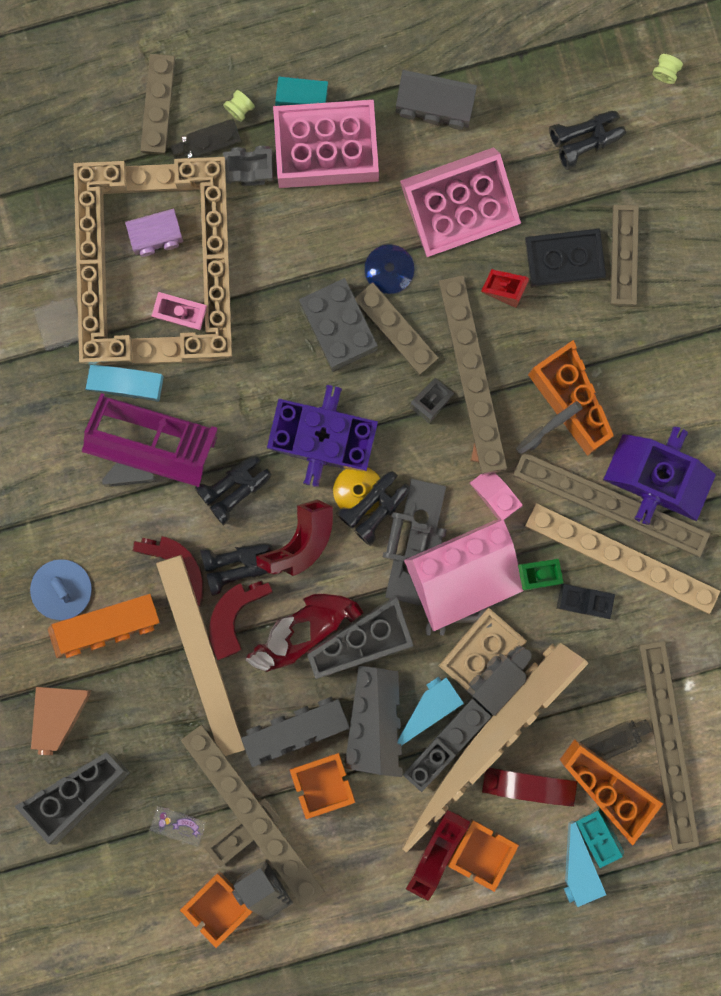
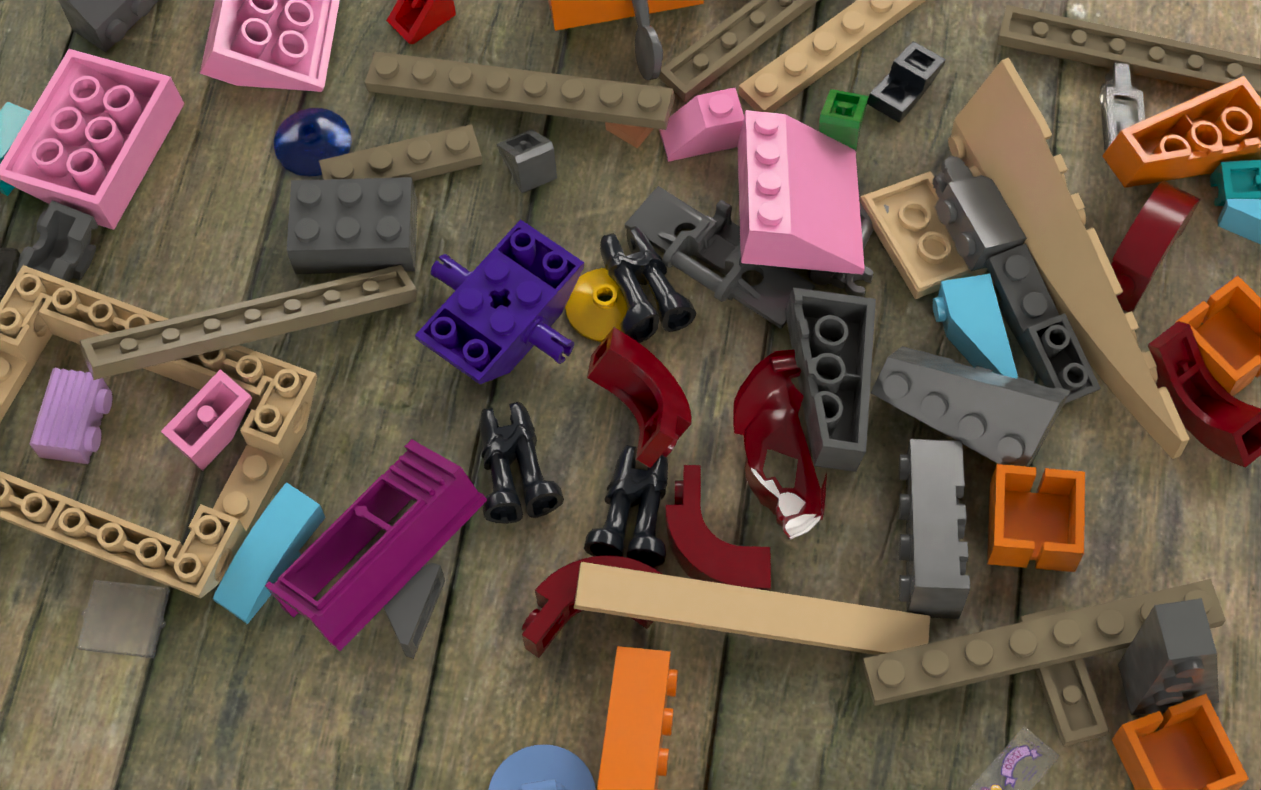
camera: 65 degrees left, 20 degrees down
(244, 304) = (246, 321): none -> dark tan plate

